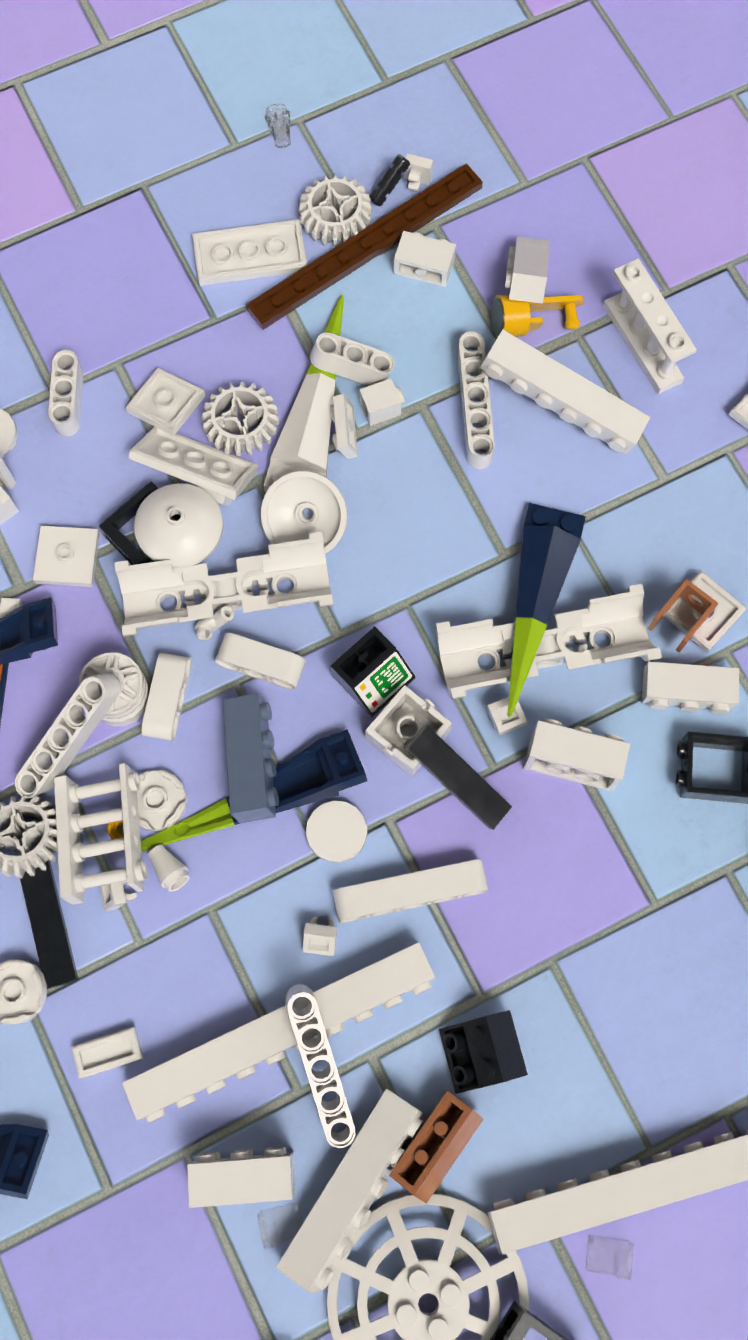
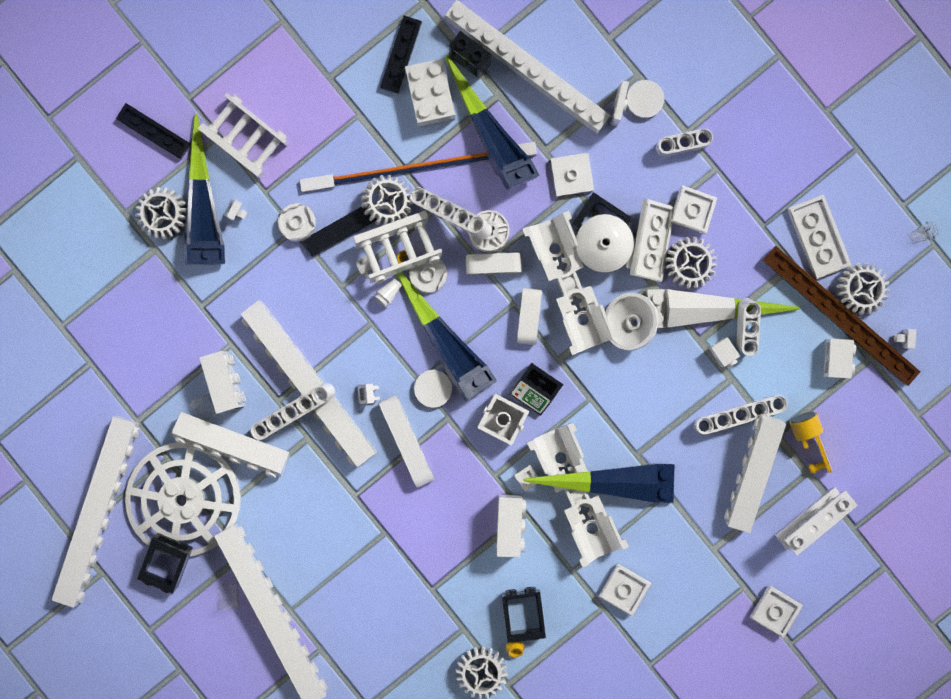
camera: 75 degrees right, 15 degrees up
(107, 1052) = (275, 285): white tile -> none
(206, 626) = (552, 285): white arm -> none
(250, 758) = (464, 326): sand blue brick -> none
(344, 421) = (705, 331): white plate -> none
(389, 180) = (893, 321): black axle -> none
(436, 1147) = (263, 487): nougat brick -> none
(458, 777) = (480, 456): black tile -> none
(483, 1052) = (322, 503): black slope -> none
(528, 270) = (841, 431): white brick -> none
(685, 593) = (631, 575): nougat piece -> none
(690, 687) = (571, 589): white brick -> none

